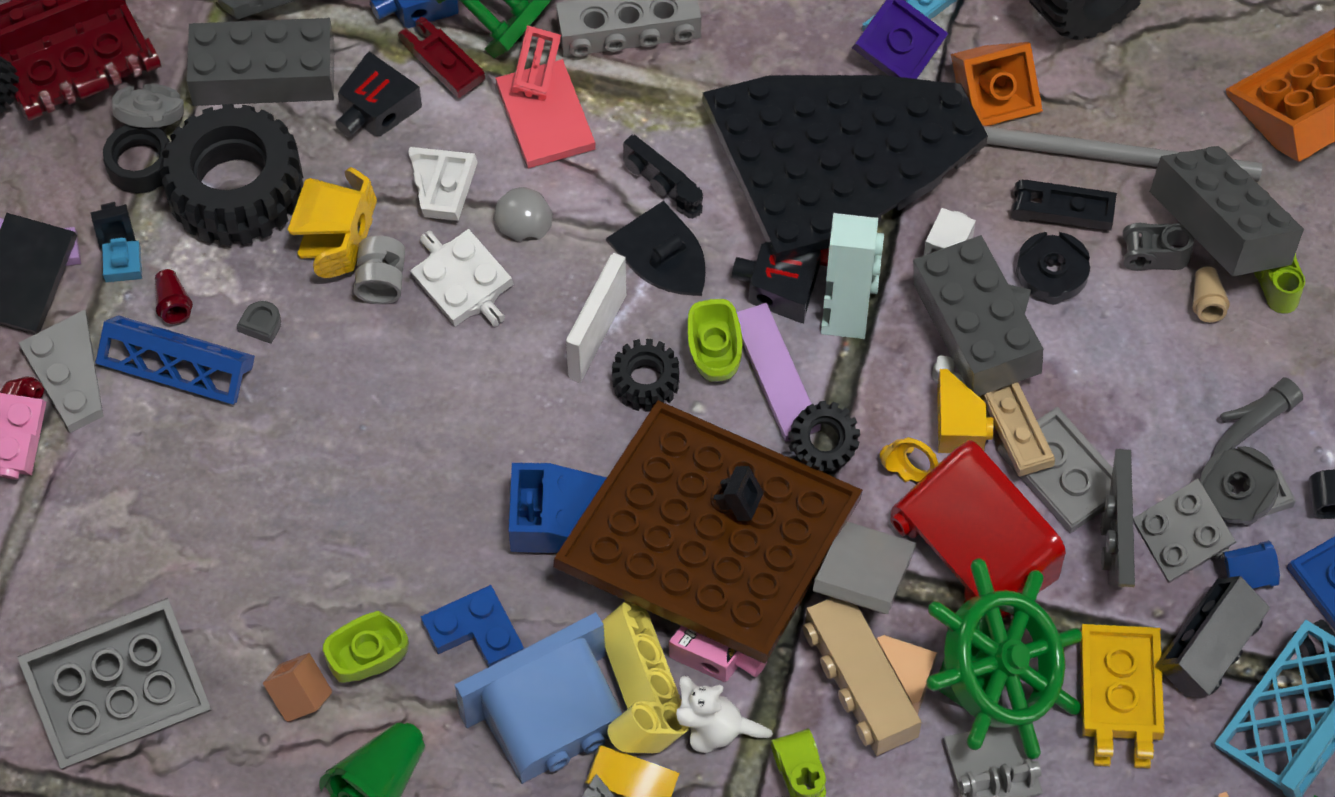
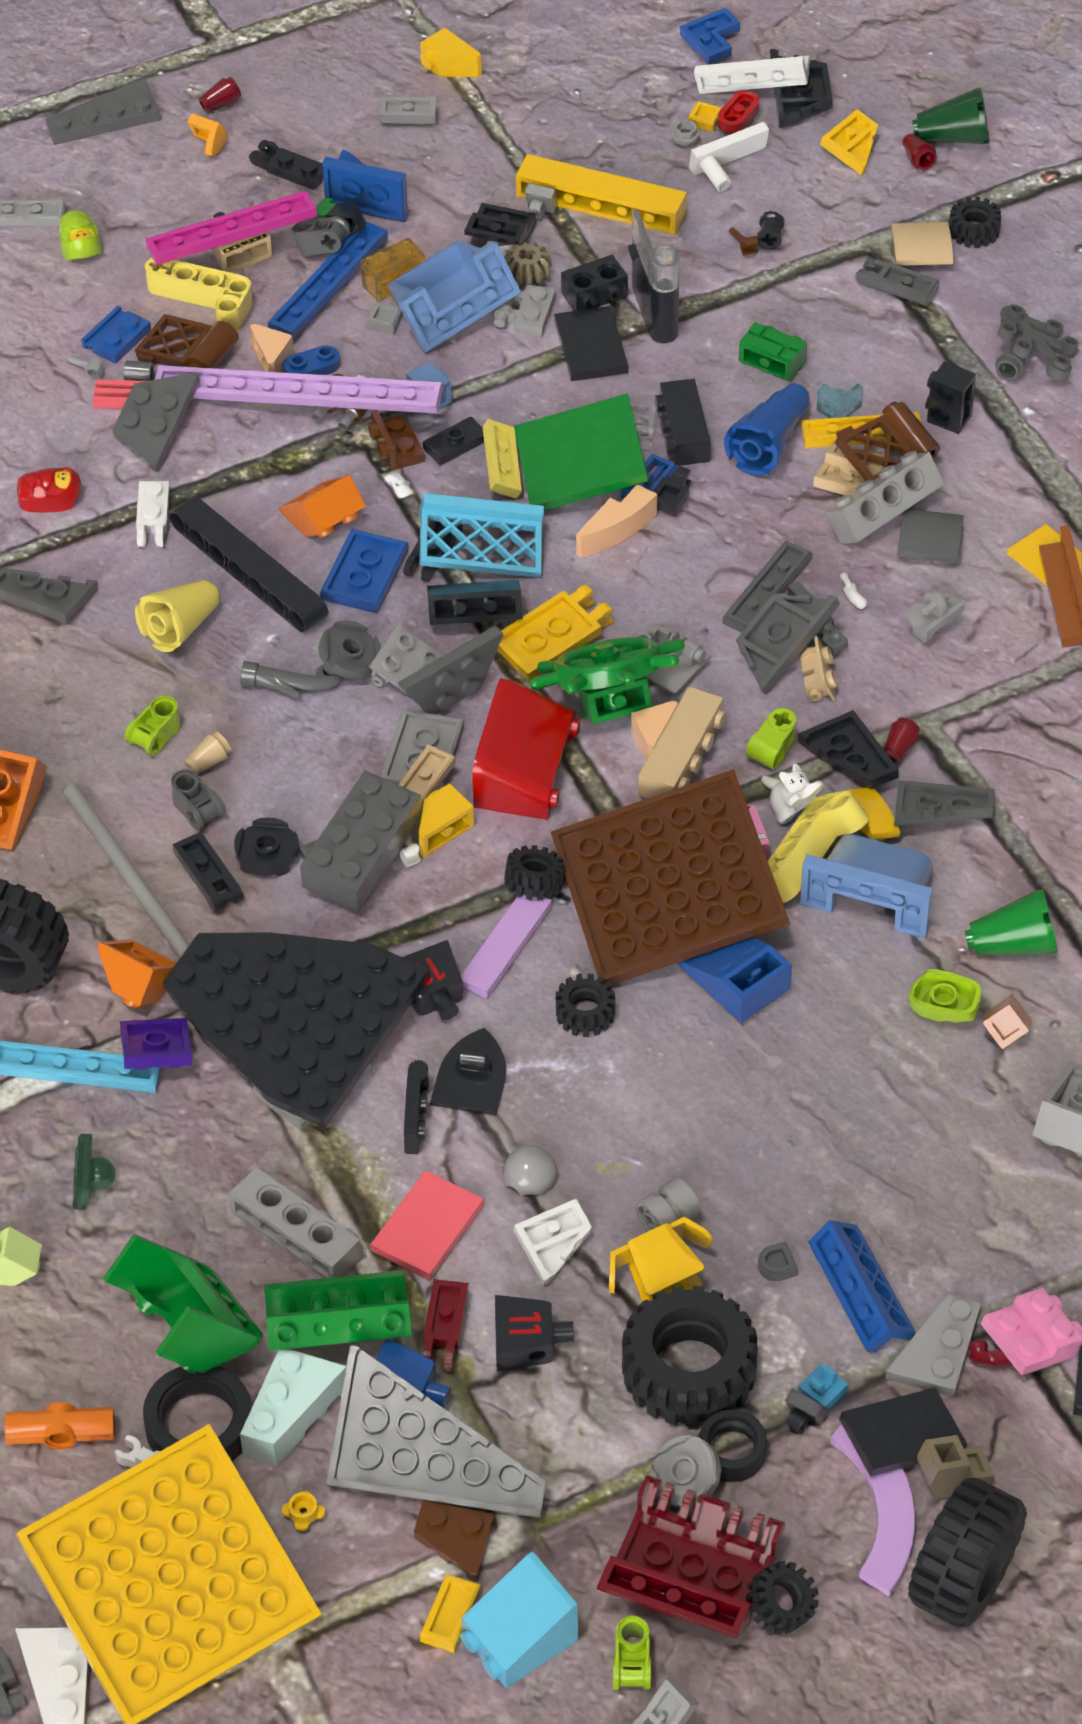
camera: 130 degrees left, 10 degrees down
(171, 298) = (820, 1324): dark red cone -> none
(260, 61) = (570, 1430): dark grey brick -> none
(462, 278) = (617, 1168): white plate -> none
(477, 618) = (856, 973): blue plate -> none
(530, 87) = (397, 1245): coral tile -> none
(596, 317) = (578, 1045): white tile -> none
(715, 339) = (520, 977): lime piece -> none
(740, 493) = (633, 863): black tile -> none
(851, 274) = (397, 918): light aqua wedge -> none
(865, 567) = (611, 780): light grey tile -> none
(895, 459) = (506, 832): yellow piece -> none
(949, 229) = (303, 911): white brick -> none
(1226, 210) = (143, 758): dark grey brick -> none
(1255, 564) = (395, 611): blue tile -> none

